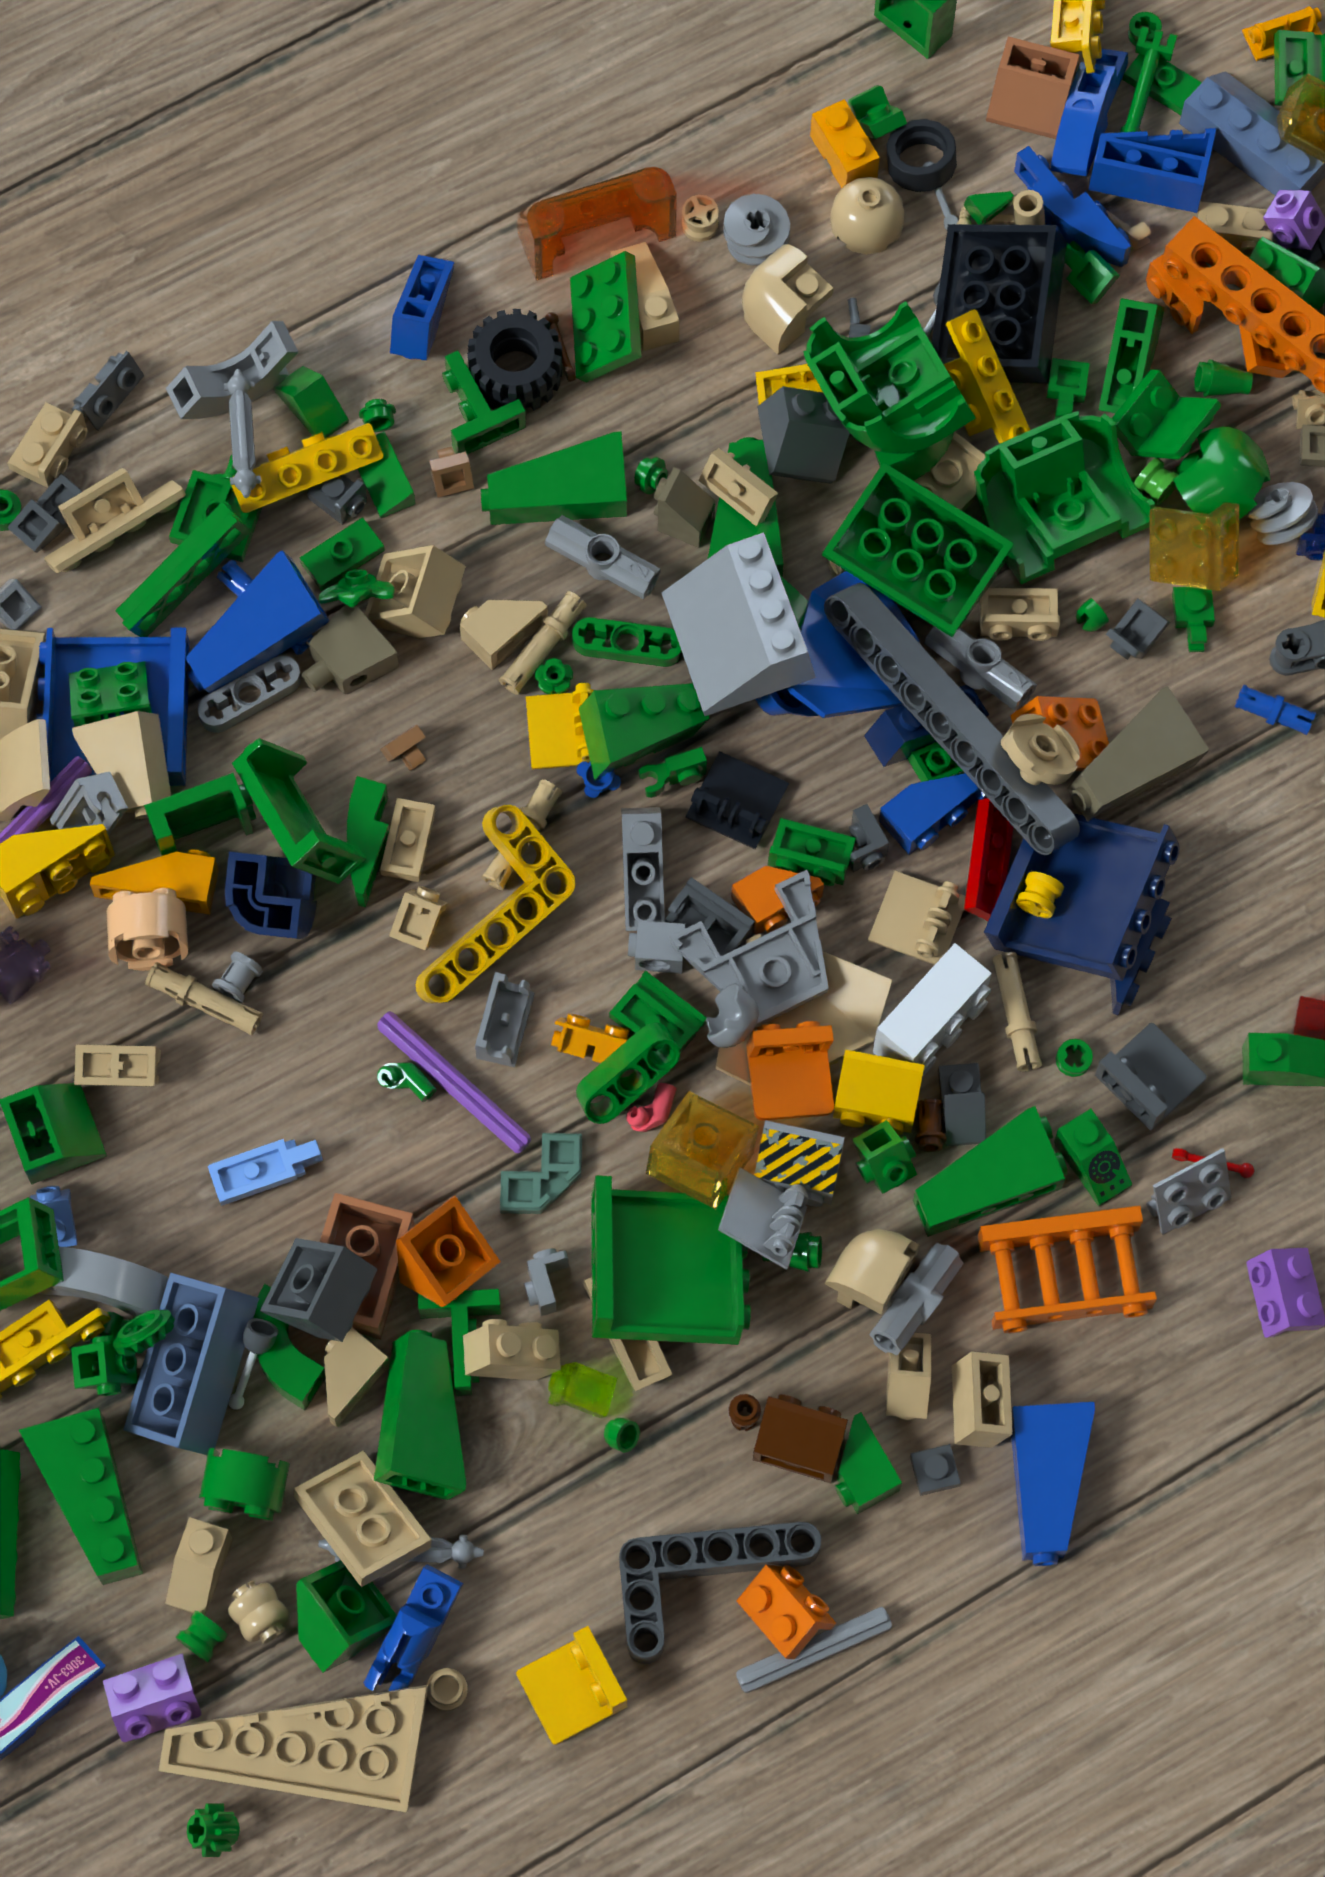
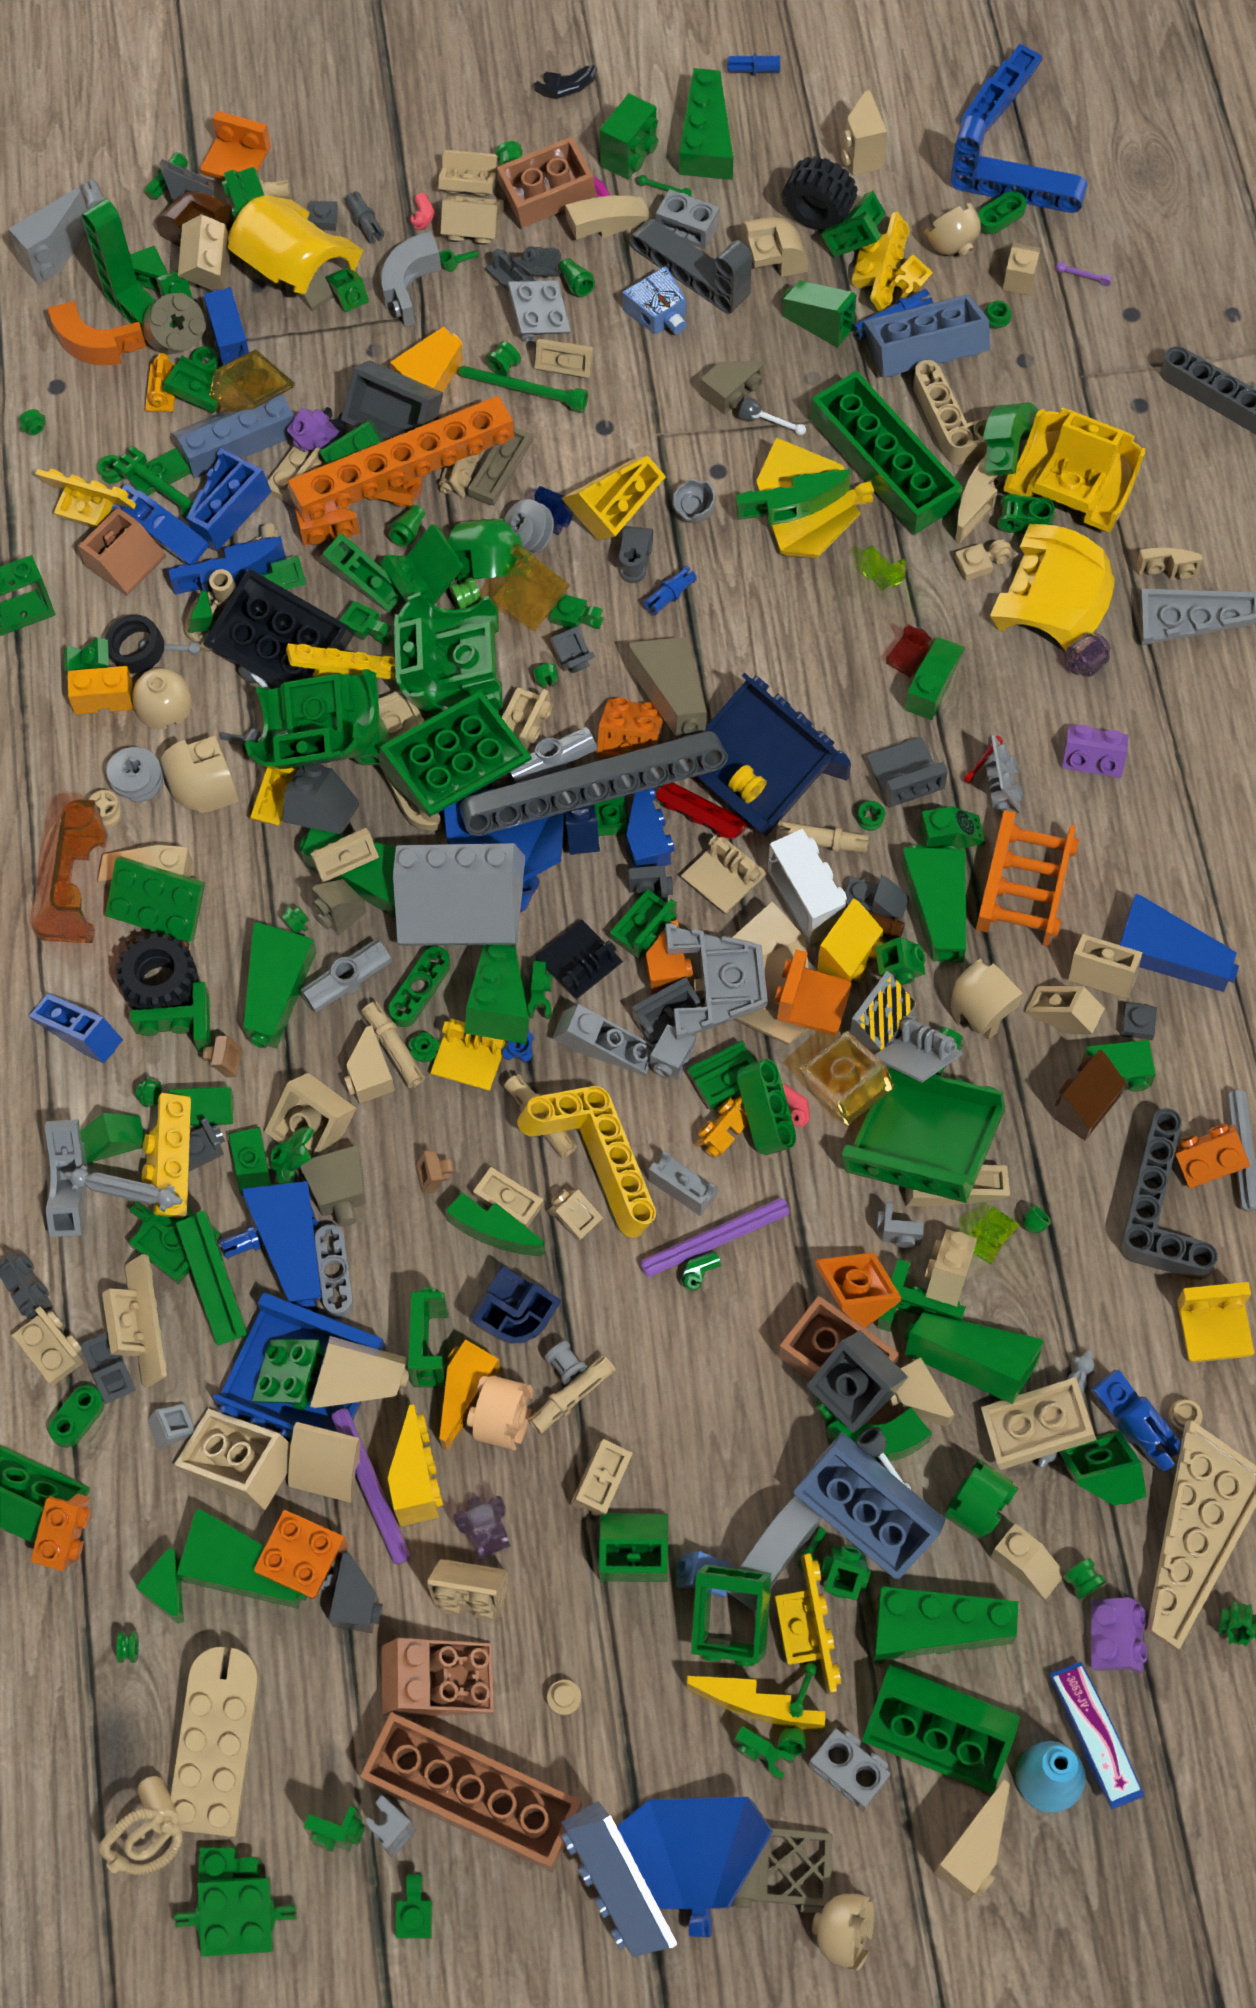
camera: 65 degrees left, 5 degrees down
(91, 802) = (384, 1417): light grey hinge -> none
(143, 1332) = (833, 1514): green gear -> none
(258, 1612) = (1081, 1528): tan piece -> none
(262, 1169) = (728, 1401): light blue hinge -> none
(269, 779) = (504, 1259): green panel -> none
(535, 1191) = (813, 1188): sand green tile -> none
(735, 1019) = (761, 1013): light grey hair -> none
(753, 1407) = (1054, 1126): reddish brown pin -> none
(916, 1299) = (1035, 1000): light grey piece -> none
(1026, 746) = (648, 732): tan plate -> none

